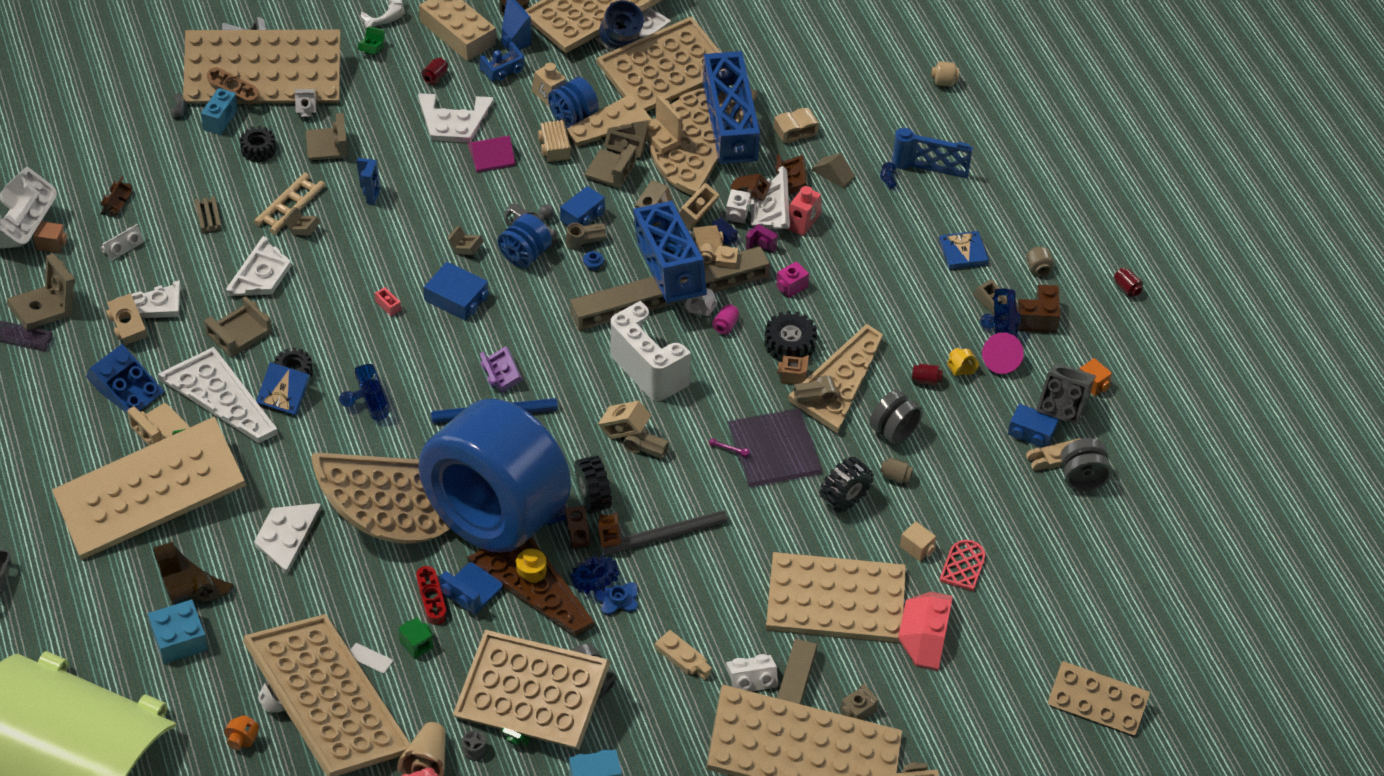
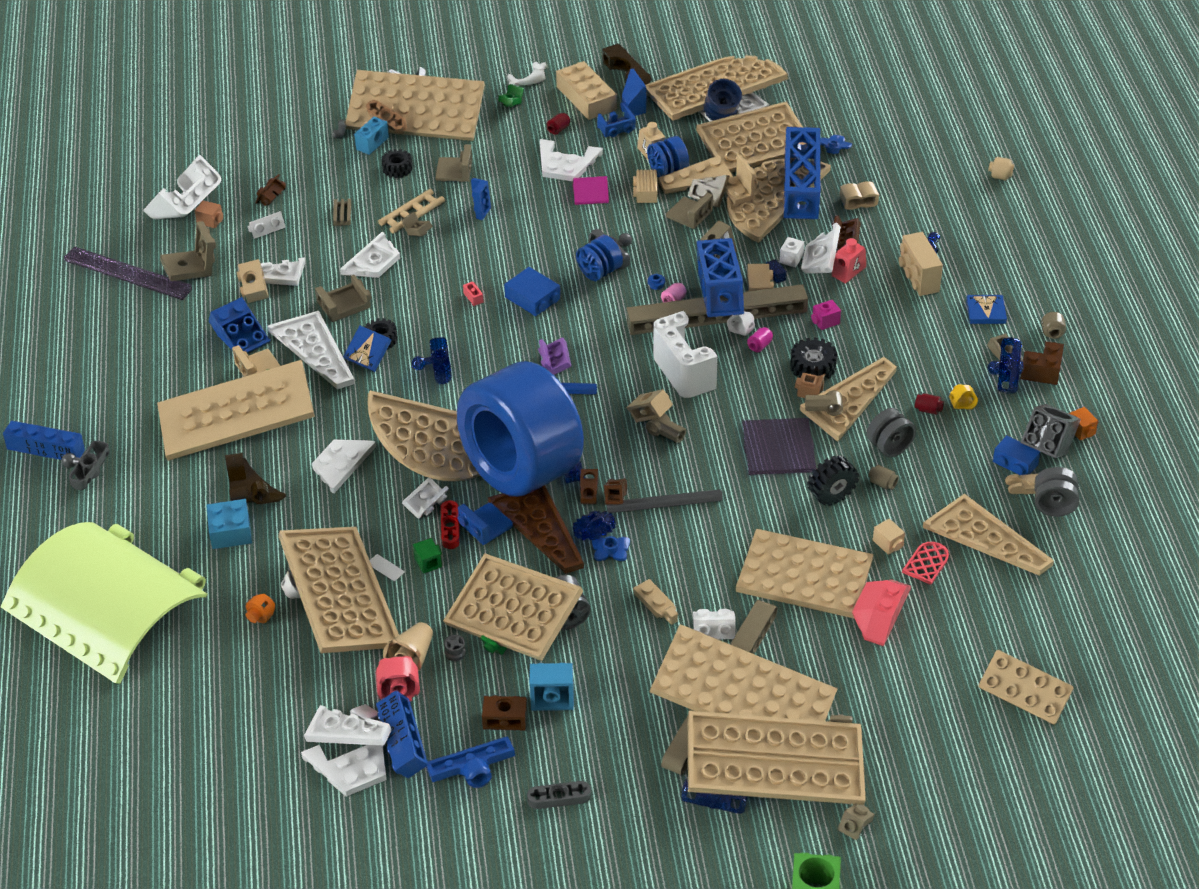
camera: 15 degrees right, 5 degrees down
(310, 95) = (448, 129): white brick -> none
(395, 567) = (424, 497): none -> white bracket
(464, 243) = (547, 256): dark tan bracket -> none
(529, 565) = (538, 507): yellow piece -> none
(579, 234) = (647, 260): dark tan piece -> none
(583, 207) = (656, 240): blue brick -> none
(593, 484) = (609, 452): black wheel -> none
(617, 274) = (674, 293): none -> bright pink brick
(698, 205) = (756, 247): tan brick -> none
(723, 256) = (767, 288): tan plate -> none
(744, 452) = (751, 446): magenta hinge -> none
(751, 185) = (805, 235): reddish brown leg -> none
(756, 61) = (835, 144): none -> blue plate
(763, 237) = (808, 278): magenta bracket -> none
(835, 169) = (886, 234): dark tan slope -> none
(859, 704) = (804, 661): dark tan brick -> none
(884, 204) = (920, 263): none -> tan brick
(906, 152) = (952, 223): blue piece -> none
(1003, 353) = (1001, 393): dark pink tile -> none
(1011, 519) = (979, 529): none -> tan wing
(1128, 282) = (1131, 350): dark red brick -> none

